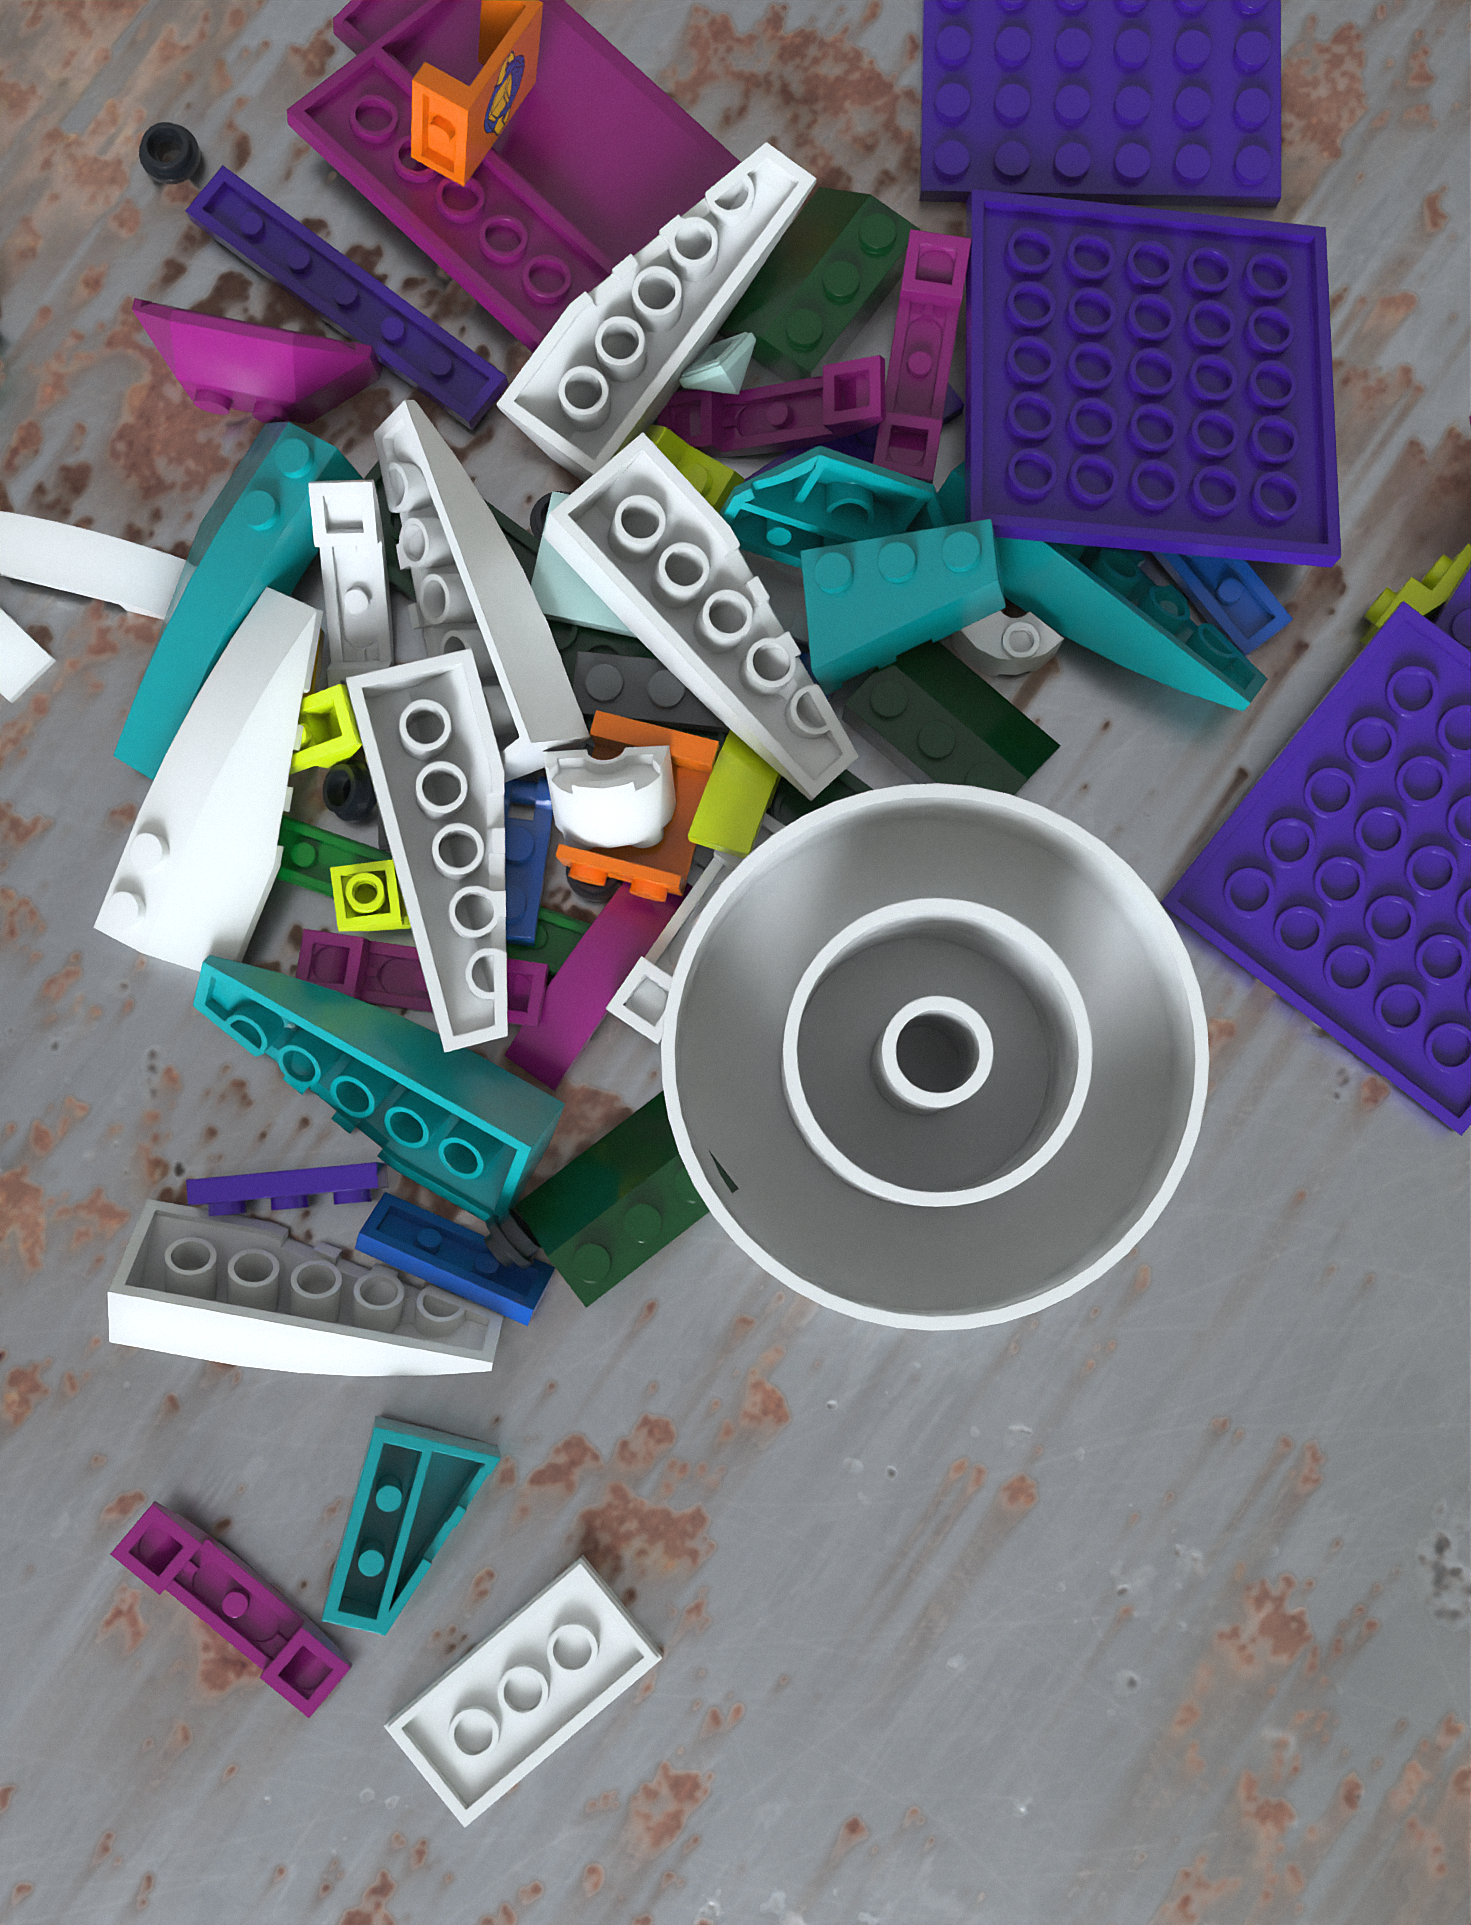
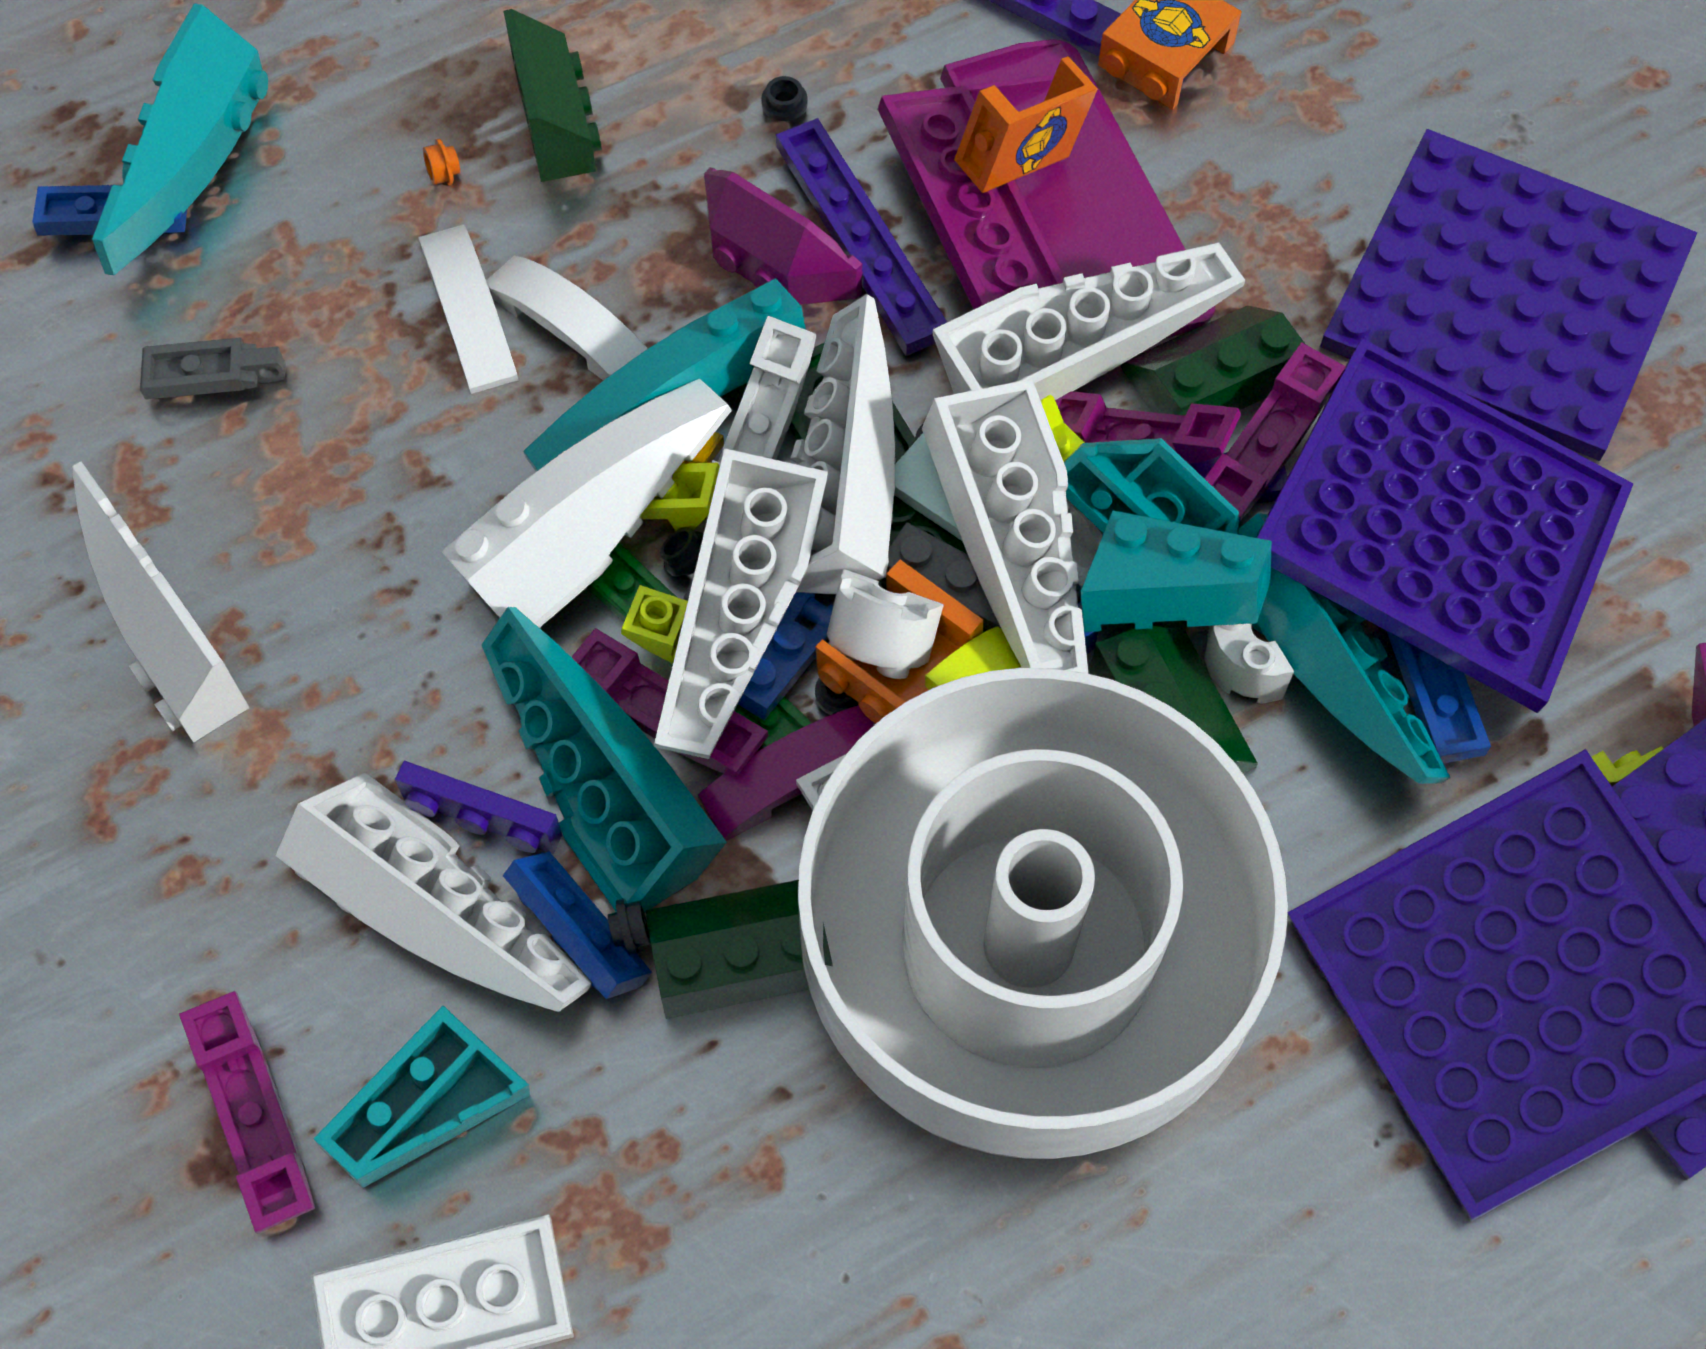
camera: 20 degrees right, 20 degrees down
(721, 365) = (1114, 384): light aqua slope -> none

